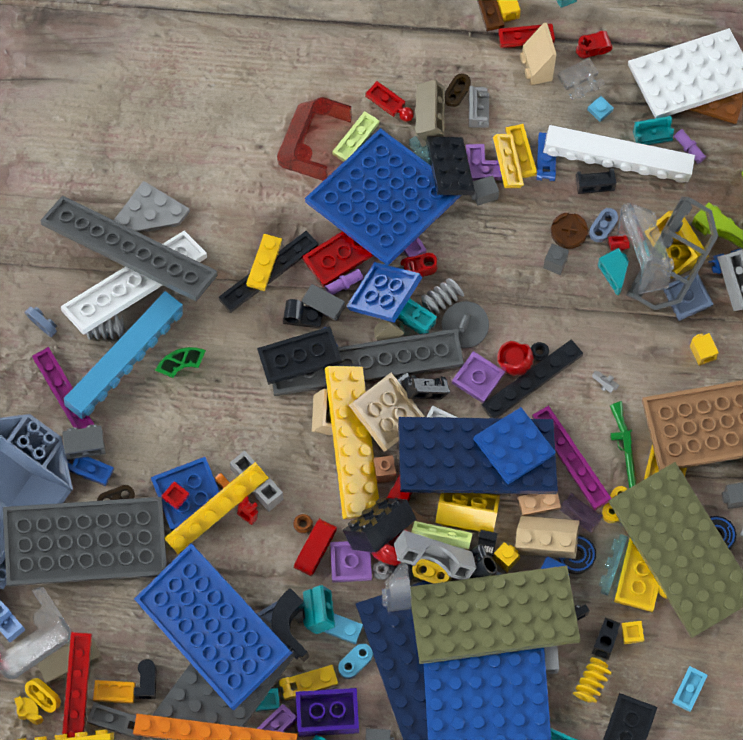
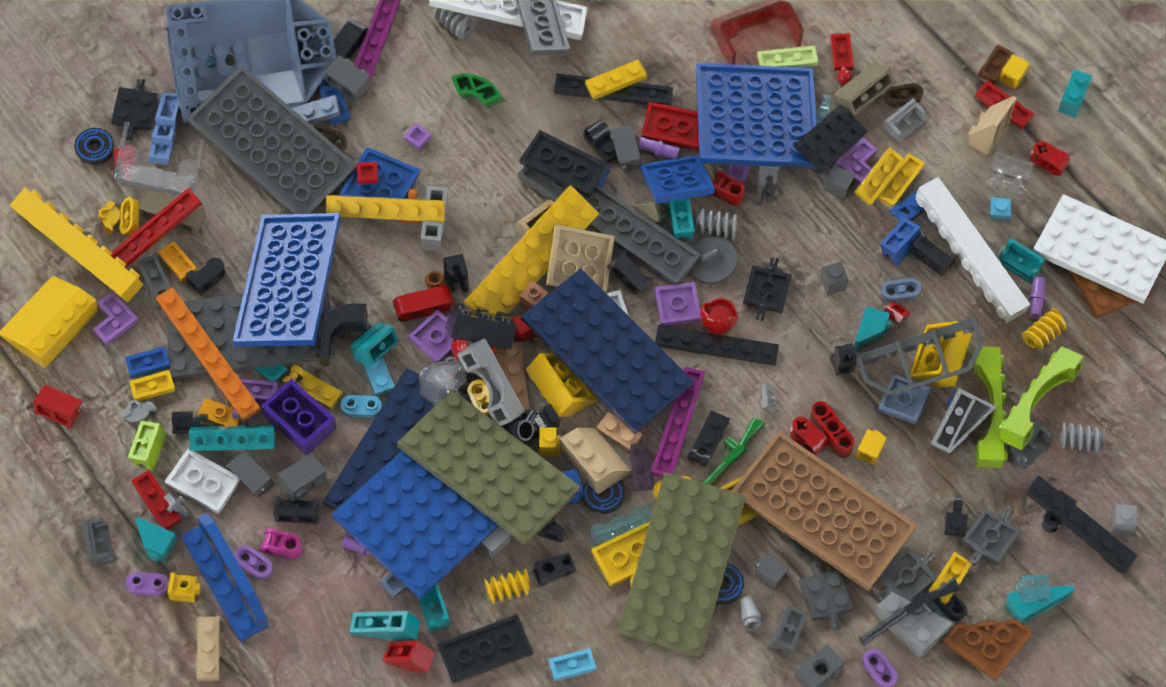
camera: 45 degrees right, 5 degrees down
(48, 412) = (349, 38): none -> black beam
(87, 484) = (319, 110): none -> sand blue plate
(123, 355) = (444, 48): dark azure brick -> none
(175, 435) = (417, 136): none -> medium lavender plate
(248, 511) = (405, 232): red plate -> none
(316, 501) = (456, 272): none -> black hinge
(442, 237) = (767, 182): none -> dark grey hinge
(446, 535) = (517, 378): yellowish green plate -> none
(514, 445) = (640, 368): blue plate -> none
(522, 309) = (767, 289): none -> black plate
(540, 346) = (745, 325): black plate -> none
(567, 191) = (900, 240): none -> blue hinge
(569, 230) = (871, 270): reddish brown tile -> none
(599, 447) = (709, 438): none -> black plate
(623, 307) = (843, 357): none -> black leg
(632, 632) = (577, 585): yellow plate -> none
(648, 245) = (902, 325): clear windscreen -> none
(658, 382) = (808, 436): none -> red piece
(676, 358) = (835, 438): none -> red beam
(719, 163) = (1044, 330): none -> yellow piece

